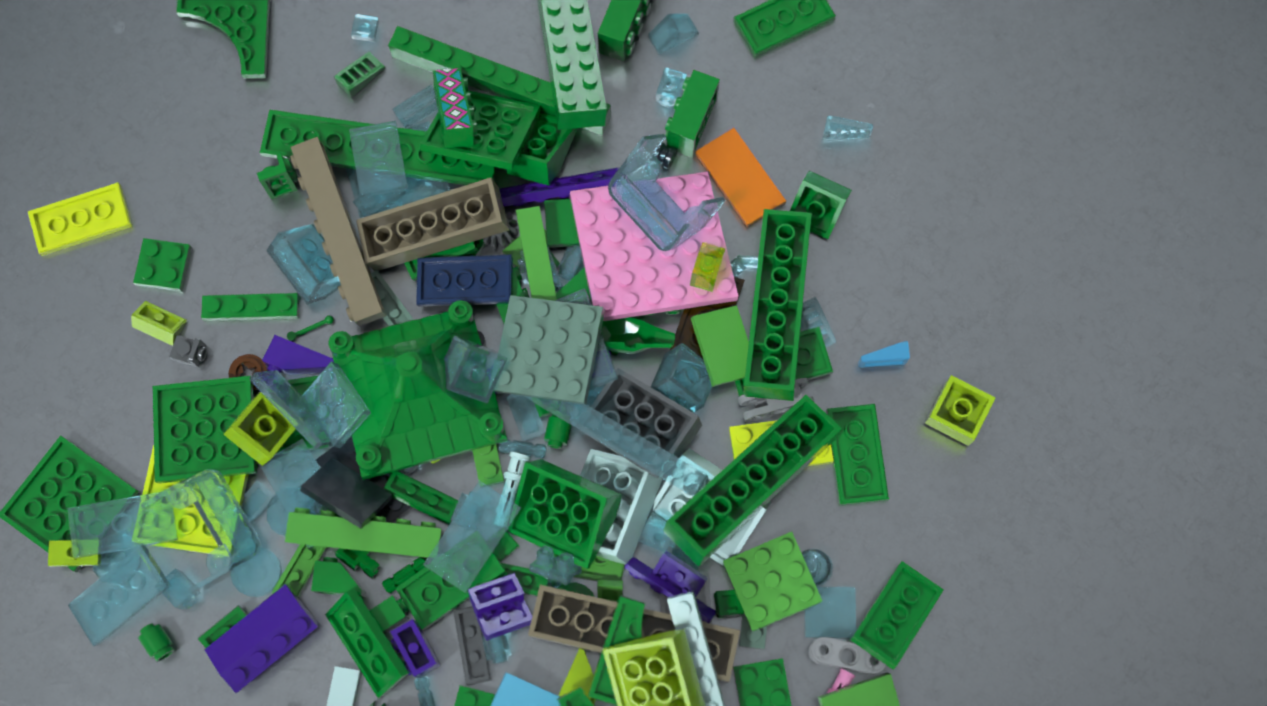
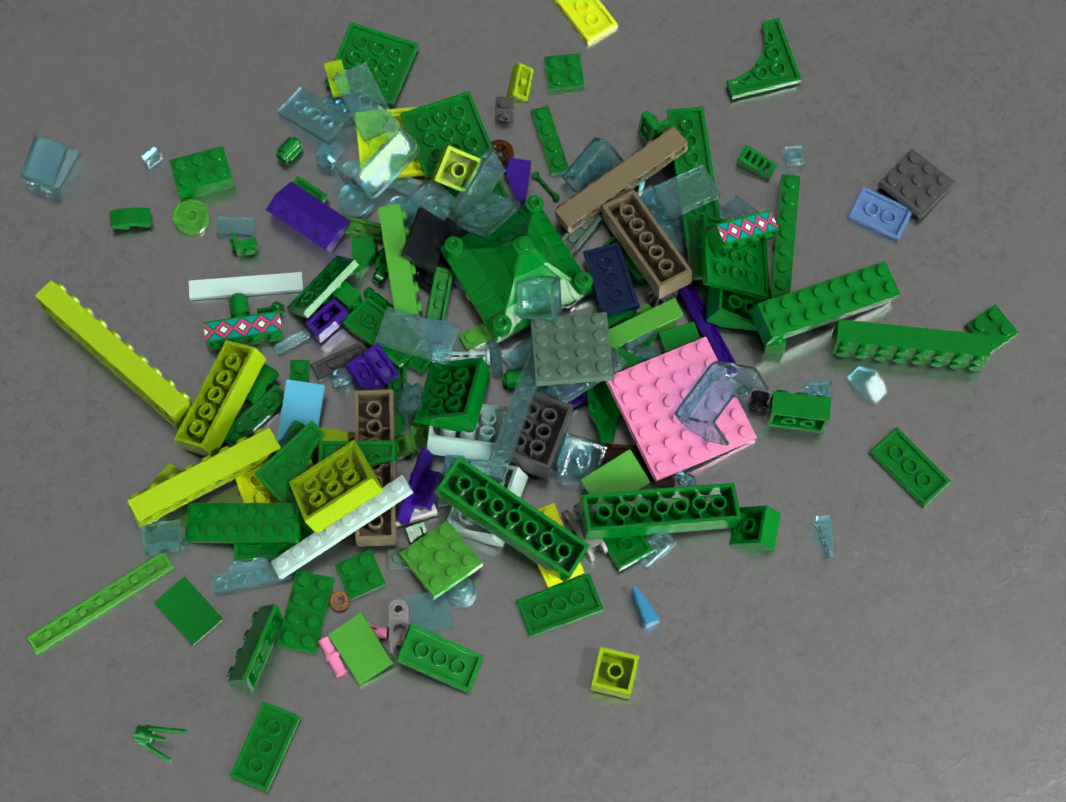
camera: 70 degrees right, 5 degrees down
(707, 266) = (673, 448): clear neon green slope -> none
(740, 177) = (761, 464): orange tile -> none

